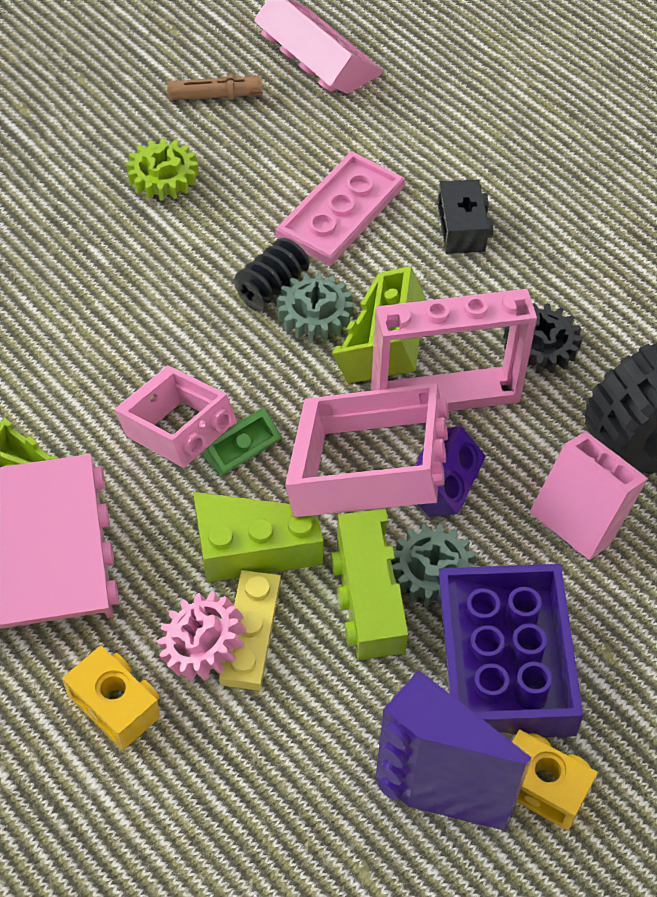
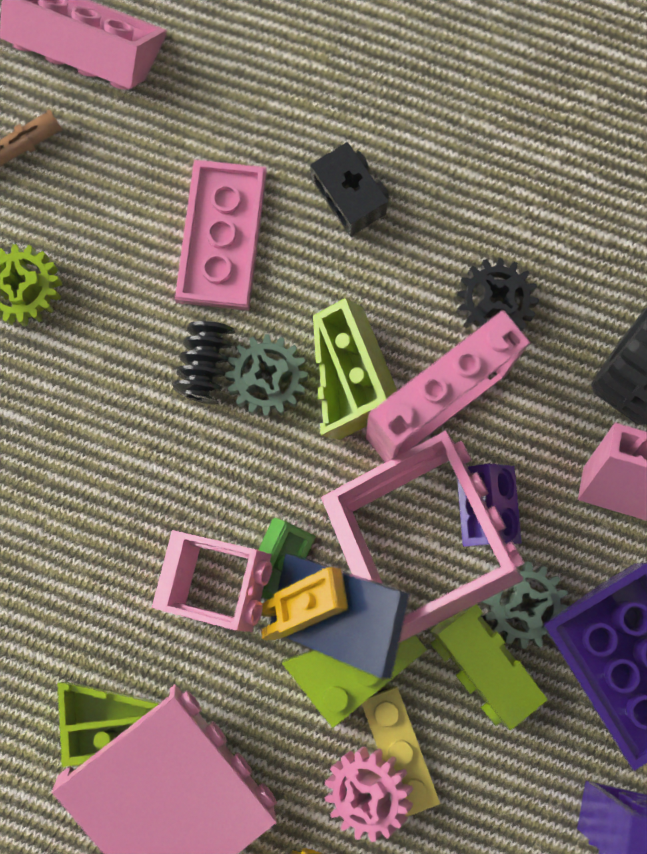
camera: 25 degrees left, 25 degrees up
(237, 449) = (305, 603): none -> yellow hinge
(265, 466) = (362, 634): none -> dark blue tile

